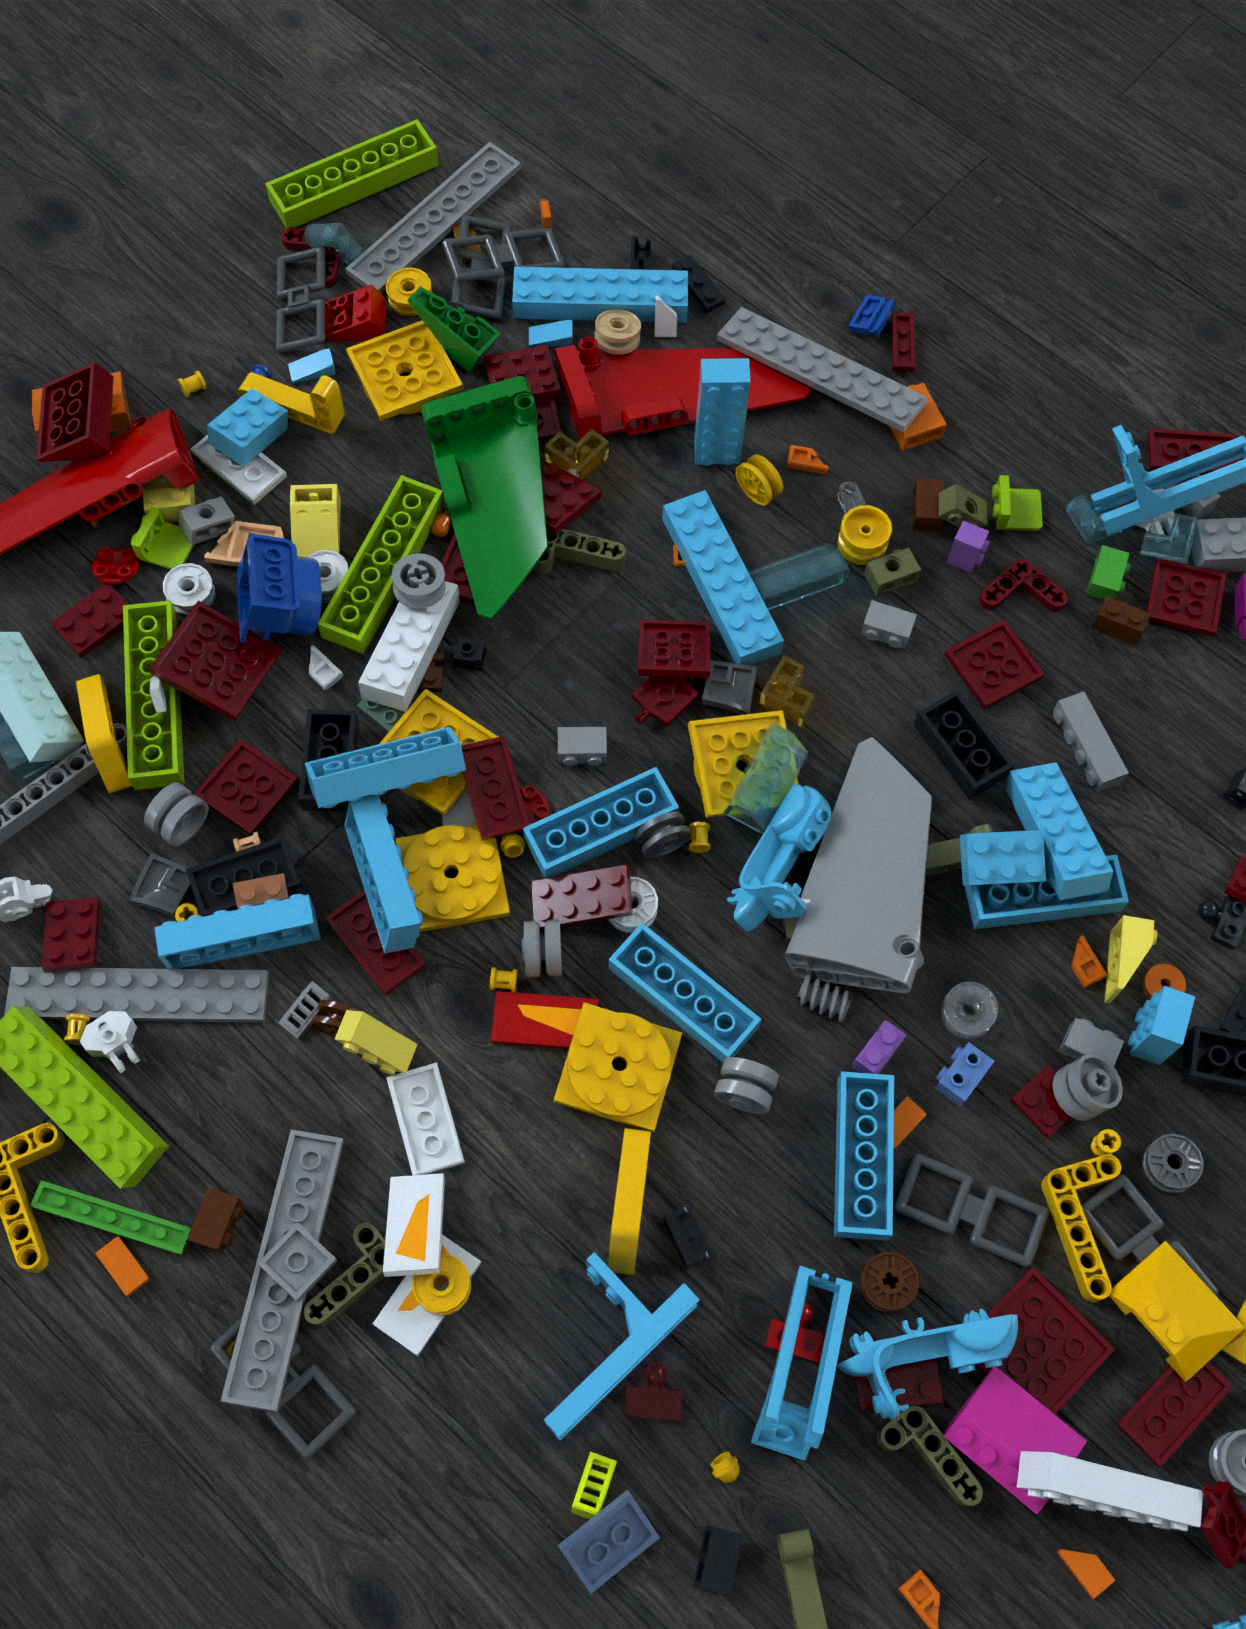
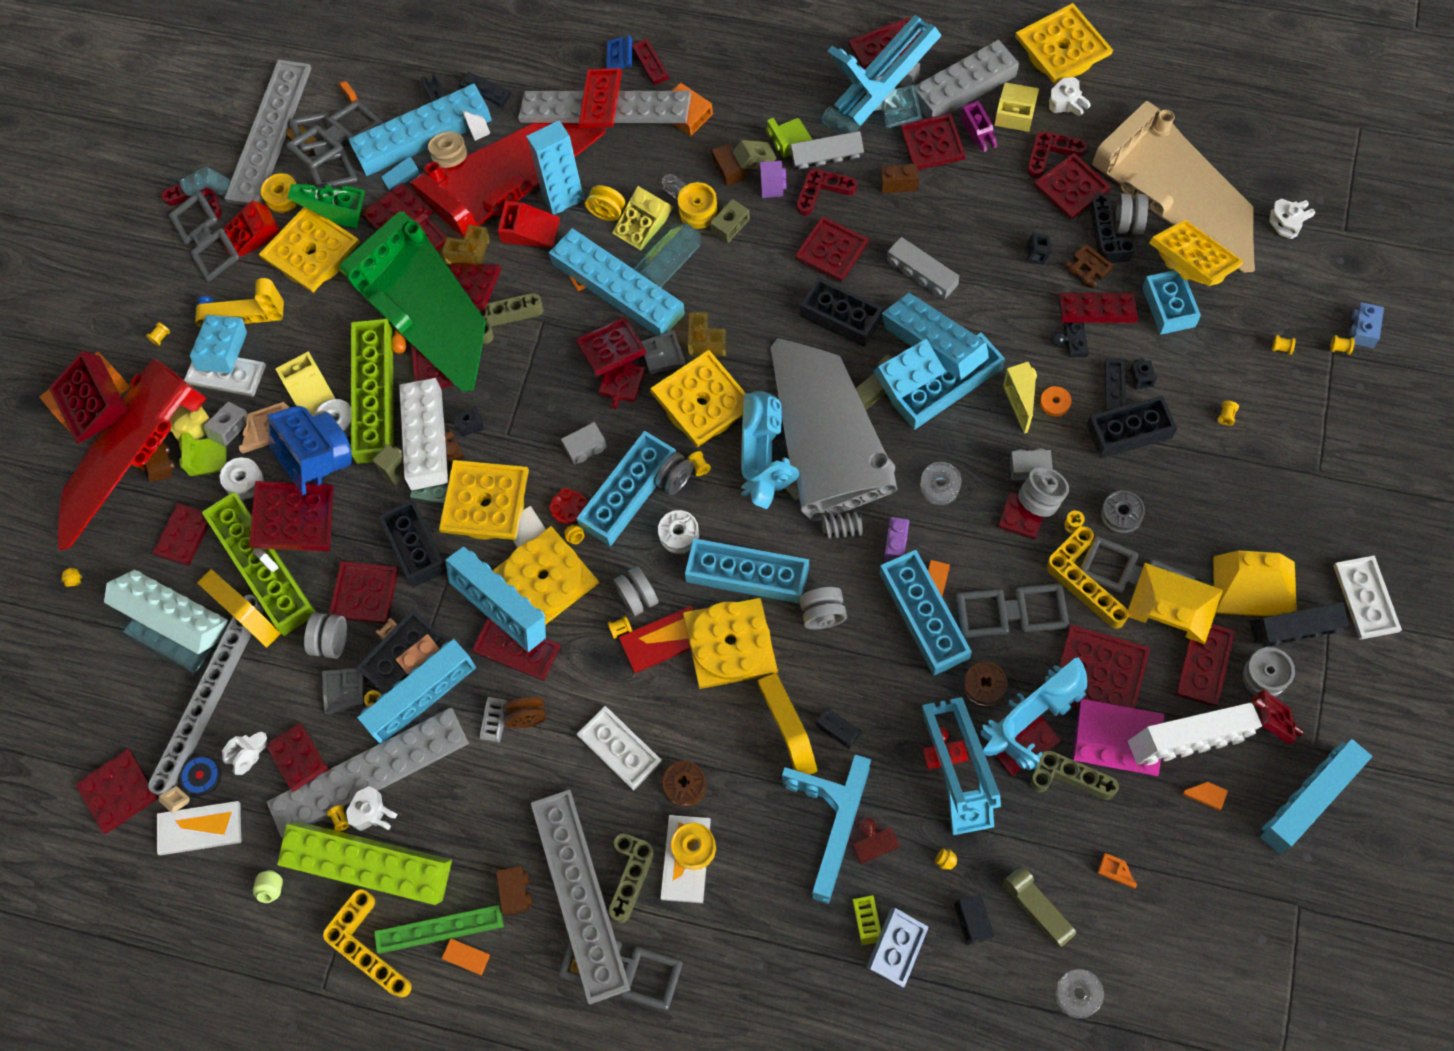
camera: 20 degrees left, 0 degrees up
(110, 529) = (159, 465): none -> reddish brown brick
(115, 565) = (176, 488): red dish -> none
(297, 1262) = (587, 884): light grey plate -> none
(312, 367) = (240, 279): medium azure slope -> none
(323, 670) = (371, 485): white tile -> none
(352, 174) = (190, 129): lime brick -> none
(354, 656) = (390, 464): none -> olive brick
(375, 1042) = (557, 712): light yellow brick -> none
(385, 767) = (458, 525): medium azure brick -> none
(414, 1225) = (652, 818): white tile -> none
(420, 591) = (404, 380): light grey wheel -> none
(474, 1188) = (690, 794): none -> reddish brown wheel
(493, 788) = (539, 502): dark red plate -> none
(583, 897) = (643, 543): plate -> none
(658, 462) = (527, 226): none -> red slope
(767, 778) = (723, 400): clear light blue slope -> none
(793, 518) = (642, 218): none -> light yellow slope
(806, 460) = (628, 174): orange tile -> none
(820, 356) = (600, 98): none -> red tile
(888, 624) = (747, 258): light grey brick -> none
(964, 1074) = (960, 526): medium blue brick -> none
(1053, 544) = (827, 149): none -> light grey brick
(1086, 964) = (999, 414): orange tile -> none
(1108, 573) = (874, 151): bright green brick -> none
(1161, 1025) = (1069, 427): medium azure brick -> none

